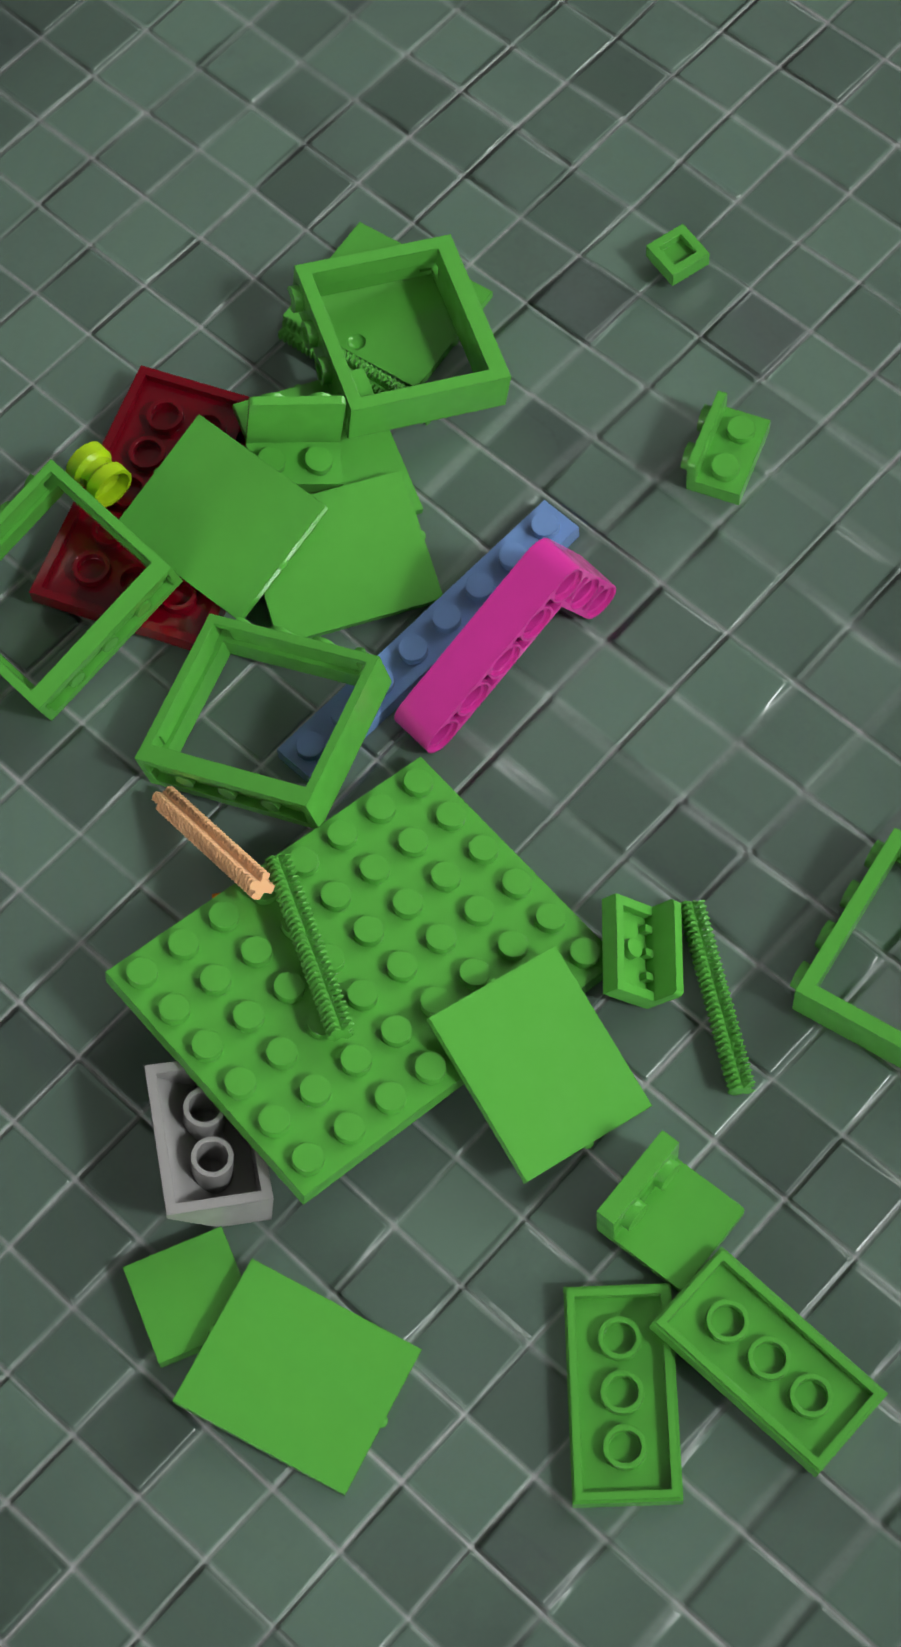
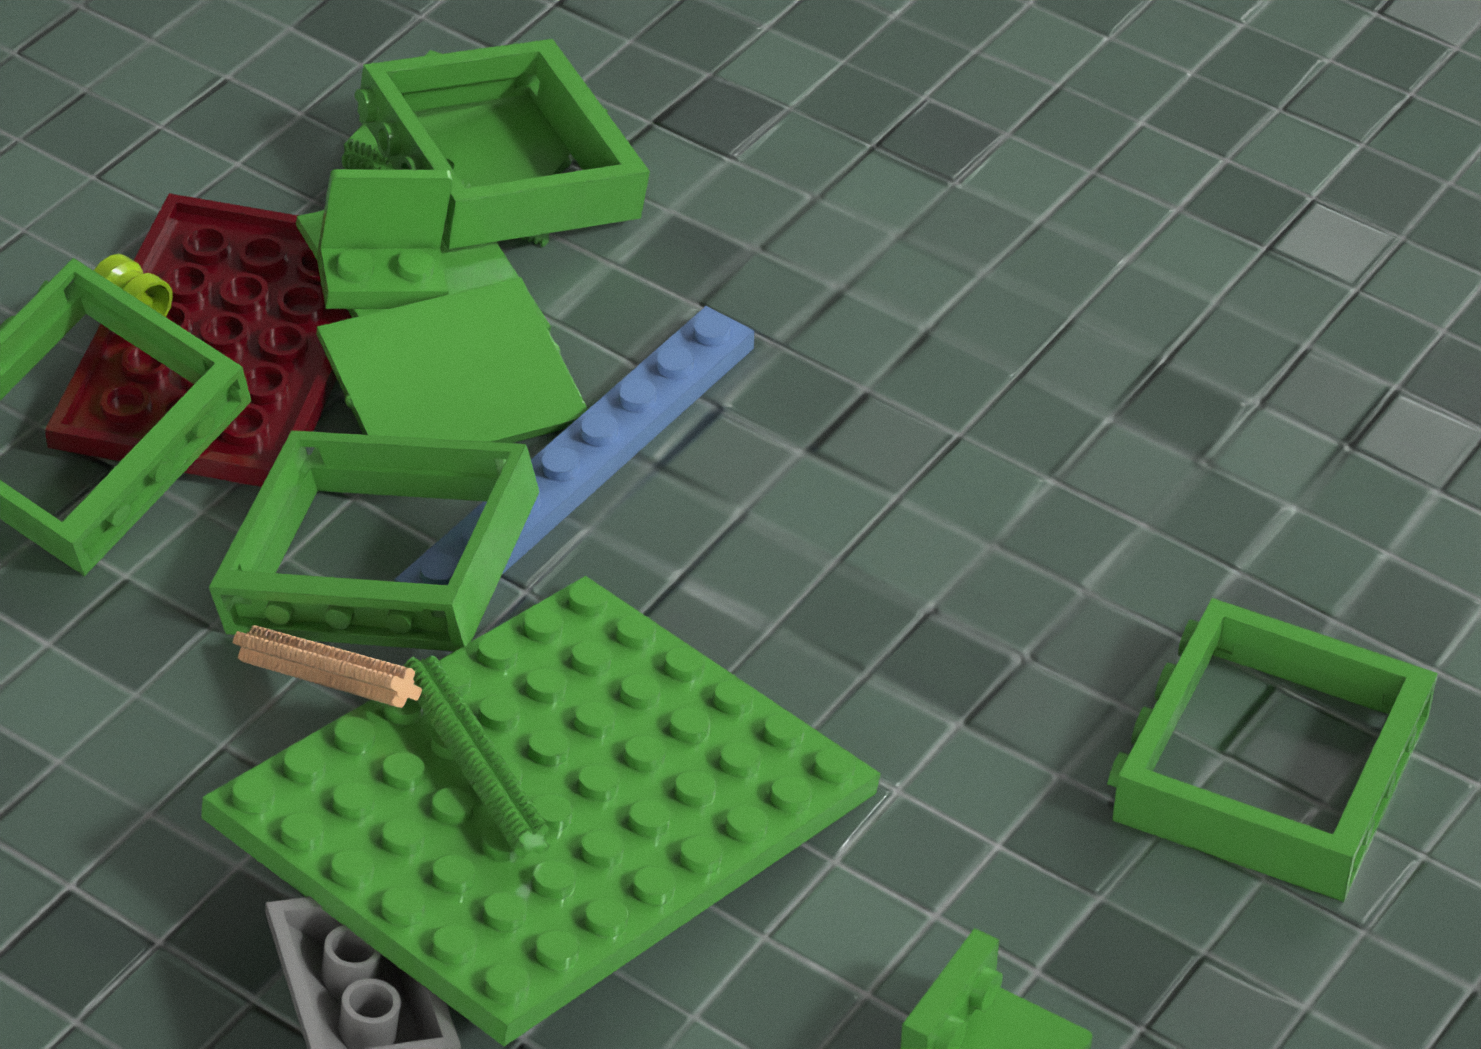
camera: 15 degrees left, 20 degrees down
(222, 517) = (305, 325): bright green piece -> none
(498, 636) = (720, 363): dark pink beam -> none
(539, 1063) = (796, 881): bright green piece -> none
(642, 951) = (910, 760): bright green bracket -> none
(677, 254) = (833, 61): bright green plate -> none
(717, 997) = (1014, 810): bright green axle -> none
(724, 451) = (923, 249): bright green bracket -> none

